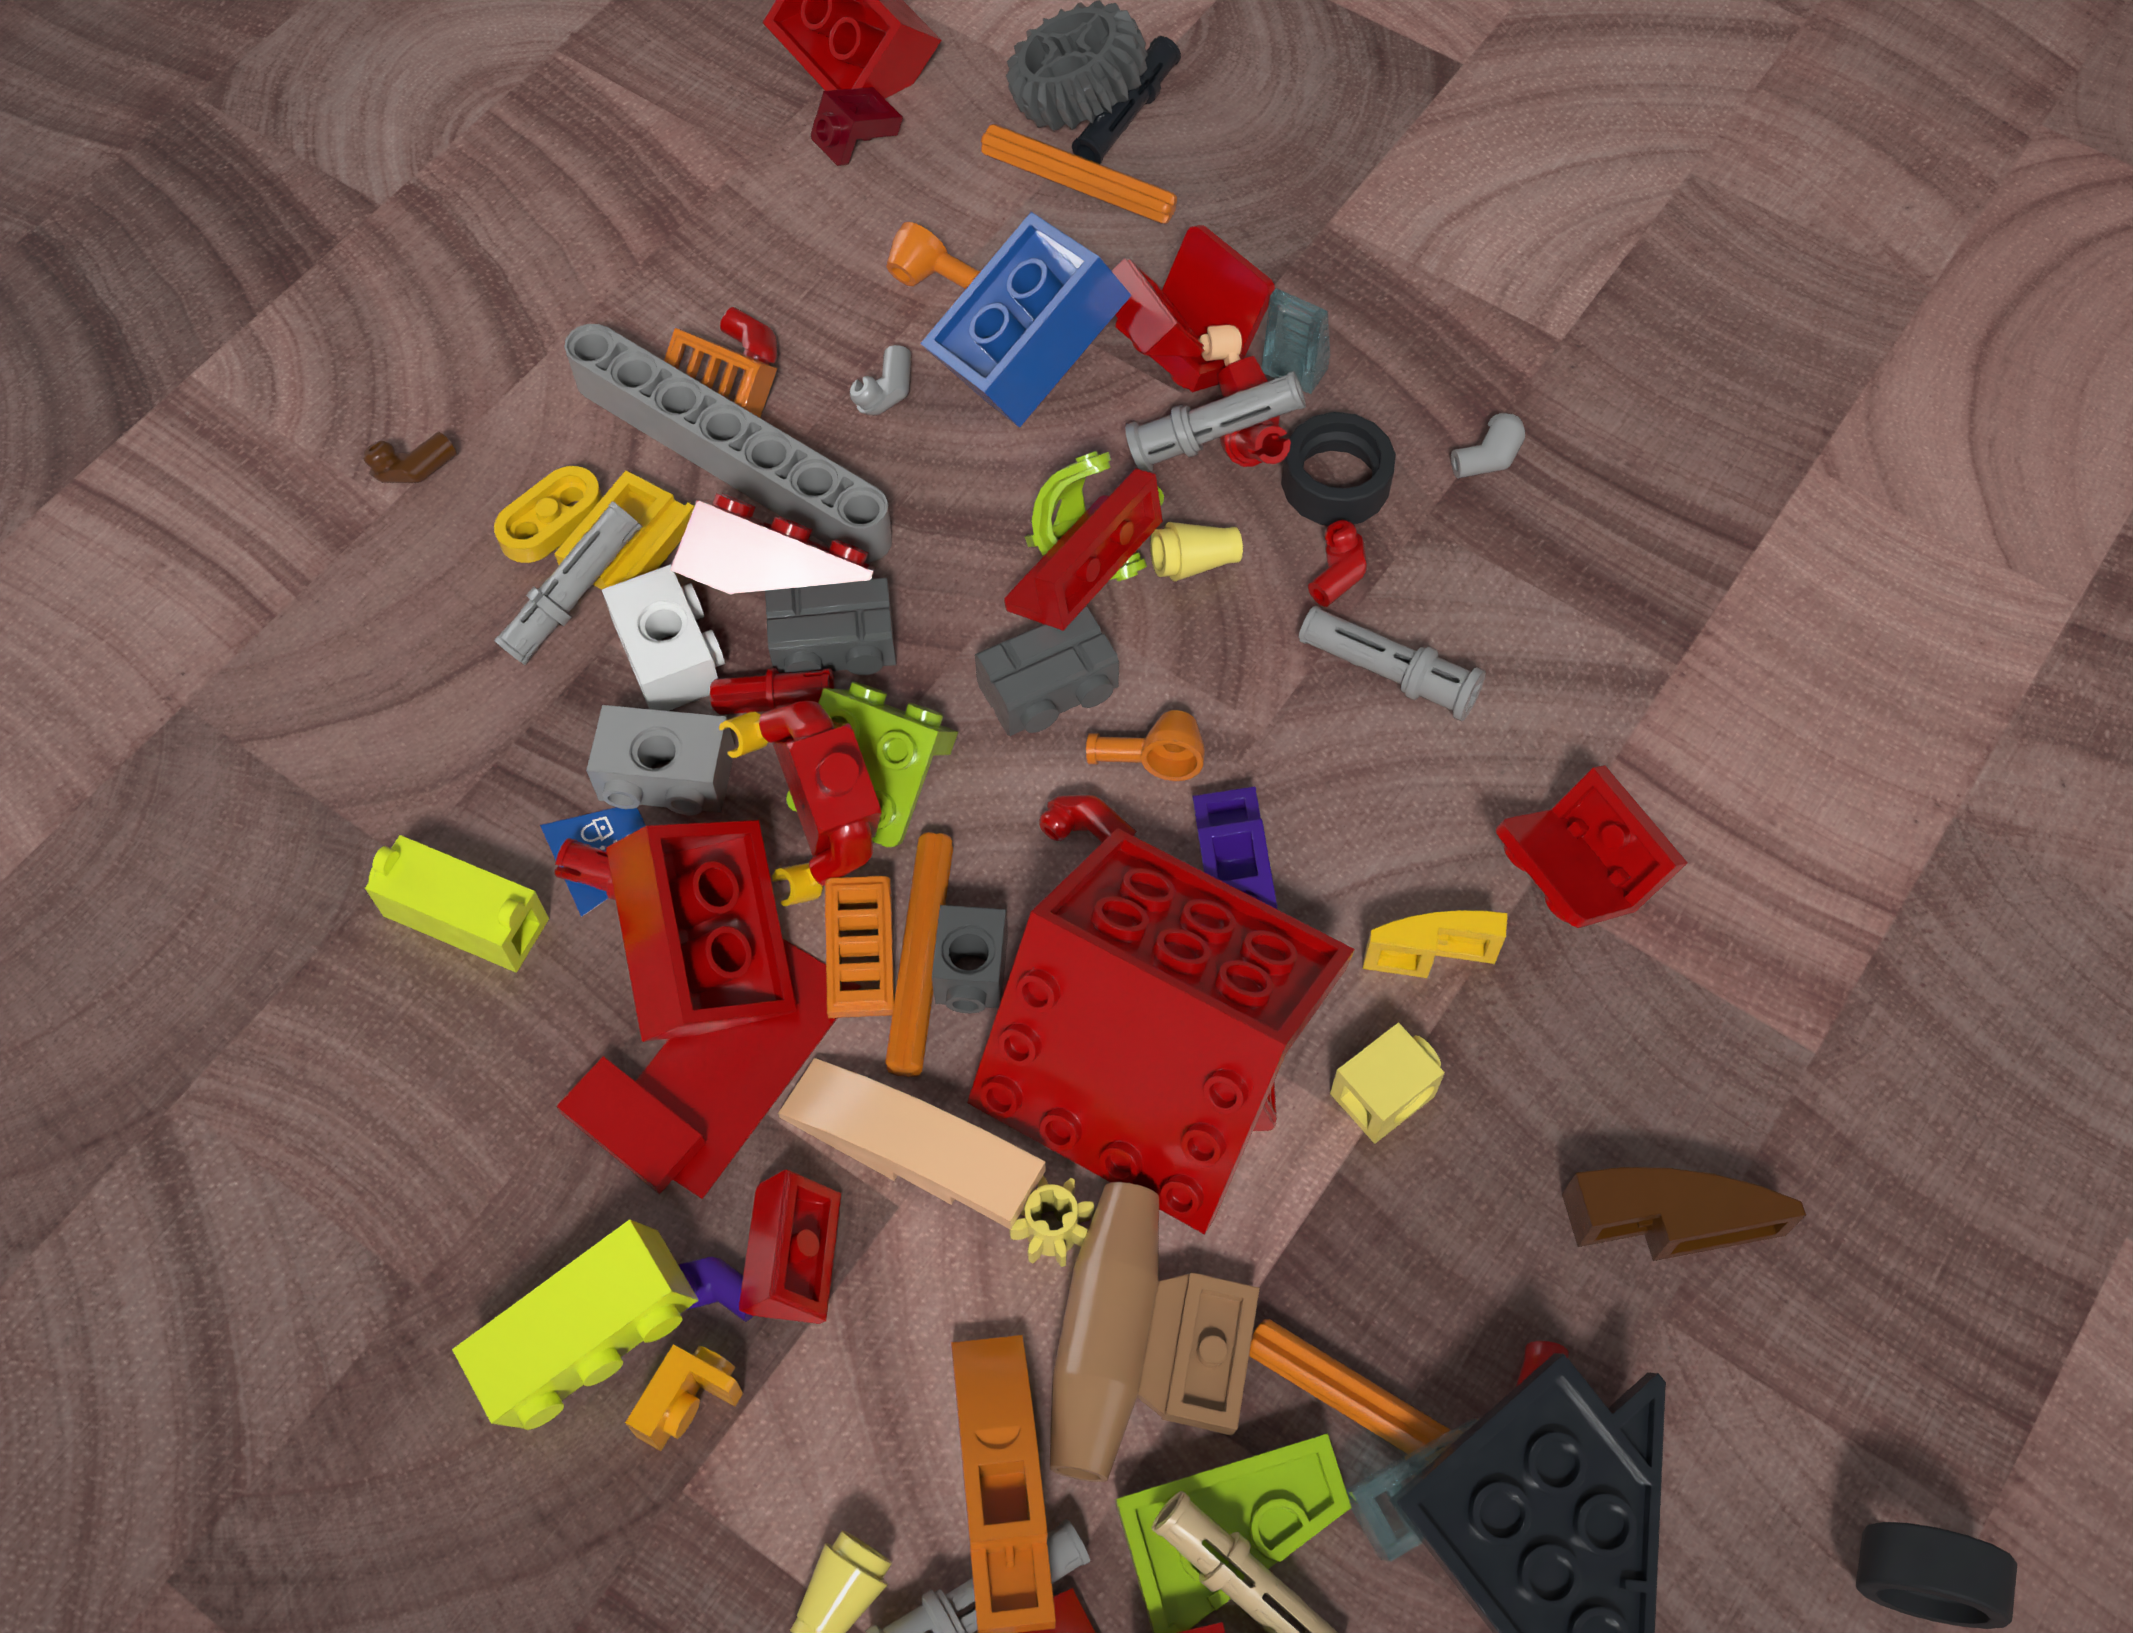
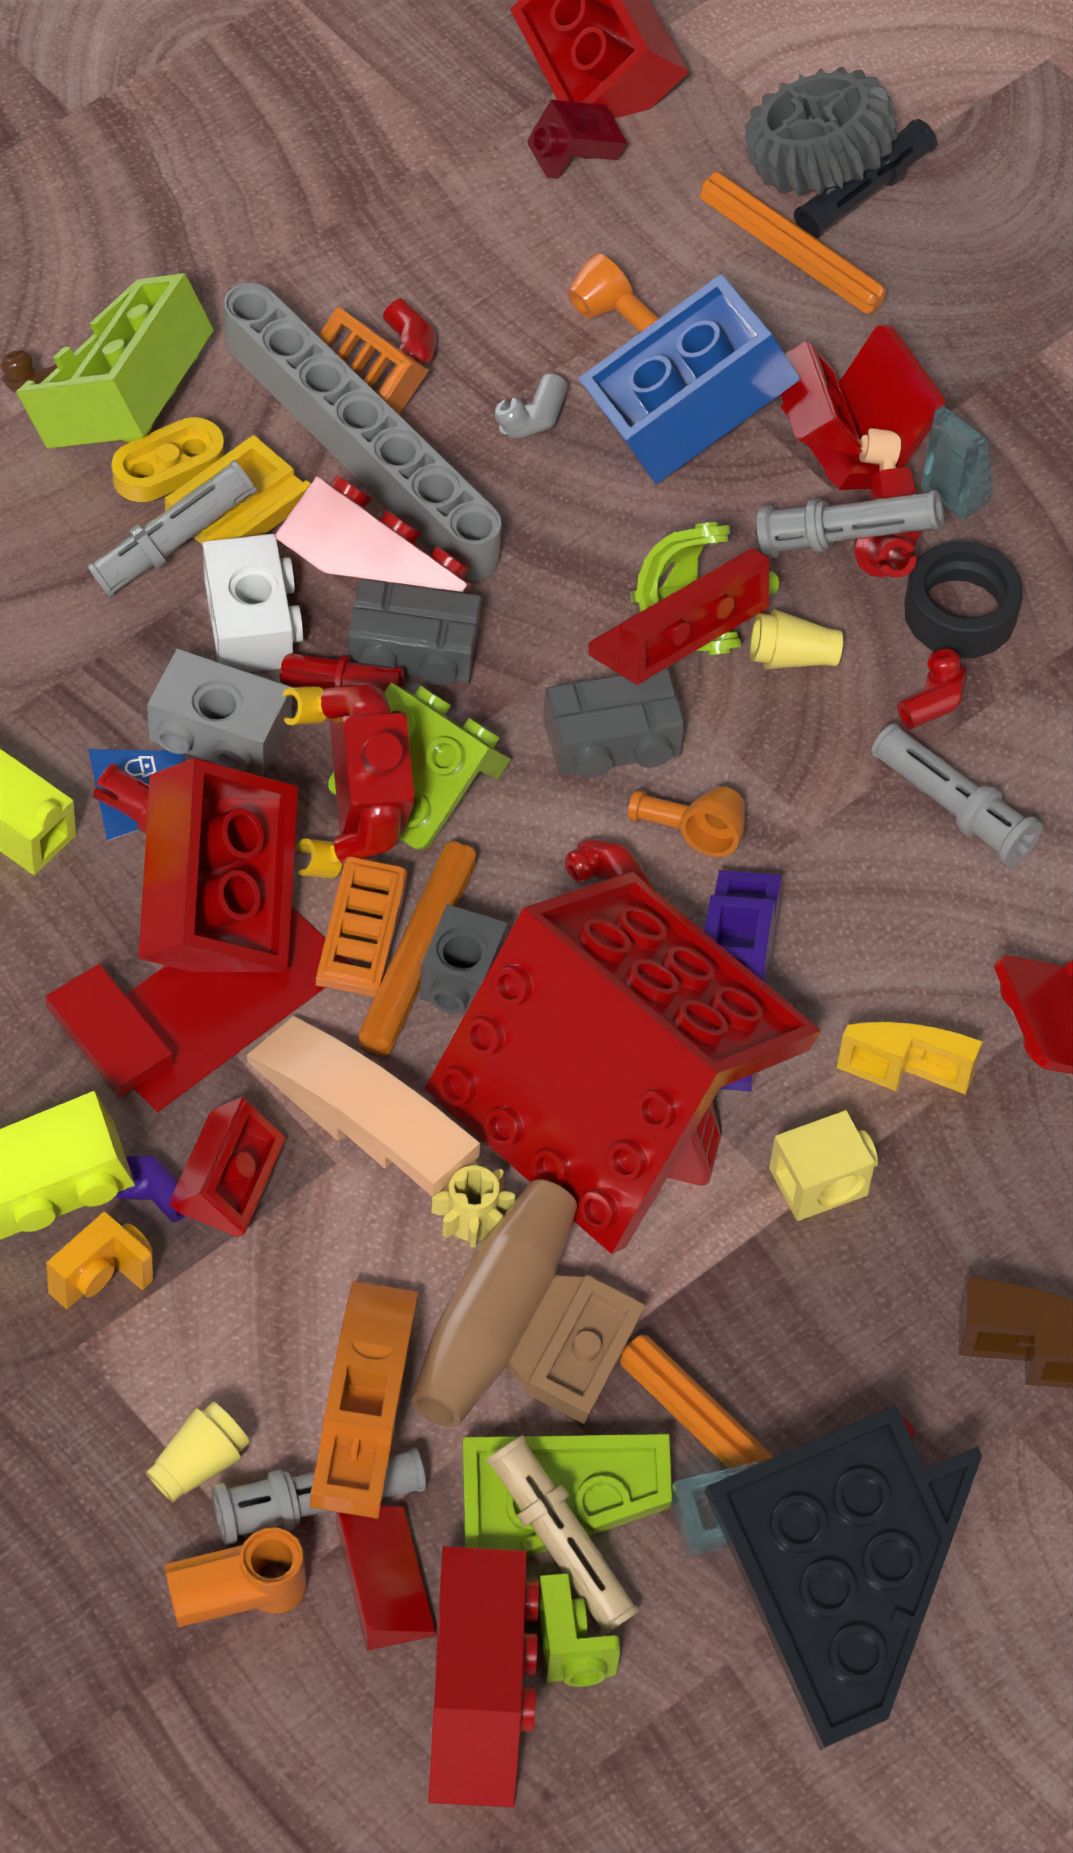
camera: 10 degrees right, 5 degrees down
(484, 437) = (124, 370): none -> lime wedge

